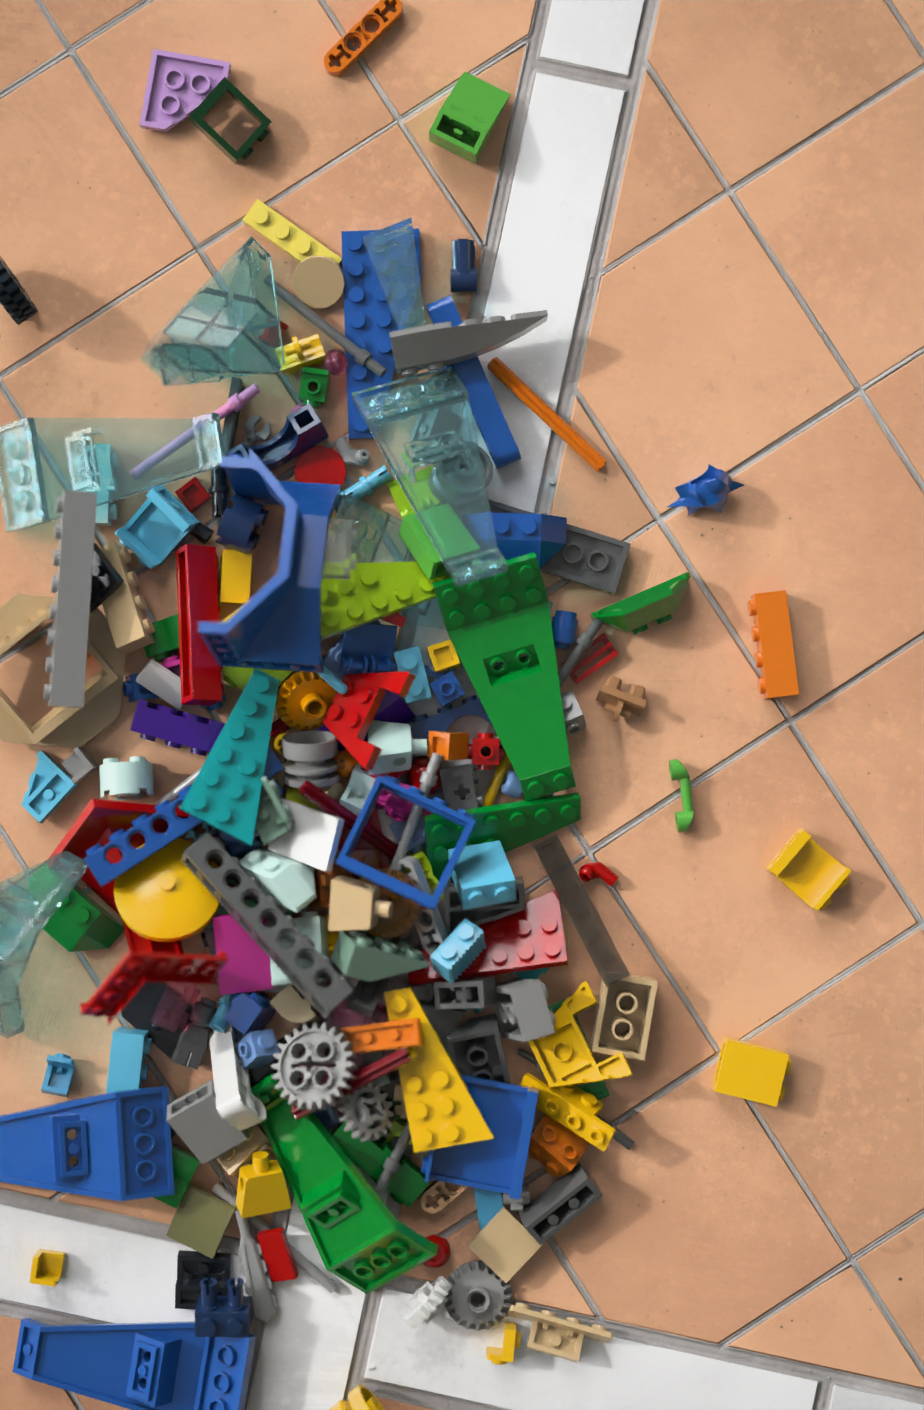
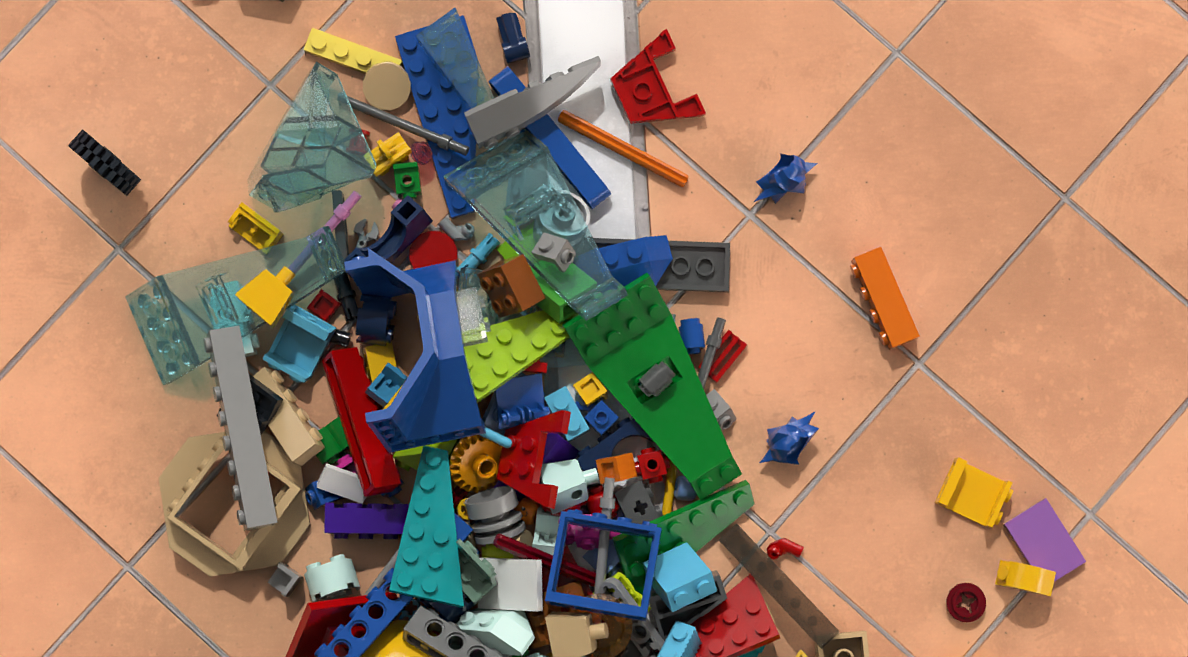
camera: 15 degrees left, 5 degrees down
(47, 788) = (260, 608): medium azure wing -> none
(136, 468) = (268, 295): none -> yellow torso
(142, 393) = (254, 227): none -> yellow hinge
(234, 594) = (386, 384): none -> dark azure bracket
(389, 527) = (511, 286): none -> dark orange brick
(444, 504) = (554, 250): none -> light grey bracket
(514, 665) = (656, 379): none -> dark grey brick
(585, 360) = (644, 91): none -> red wing
(621, 702) = (761, 387): medium nougat hips -> none
(634, 764) = (789, 440): none -> blue hair
(645, 607) = (759, 296): green wedge -> none
(682, 818) = (830, 437): bright green bar -> none
(777, 987) = (976, 608): none -> dark red gear
(836, 971) = (1025, 577): none -> yellow brick
(866, 940) = (1044, 539): none -> medium lavender tile

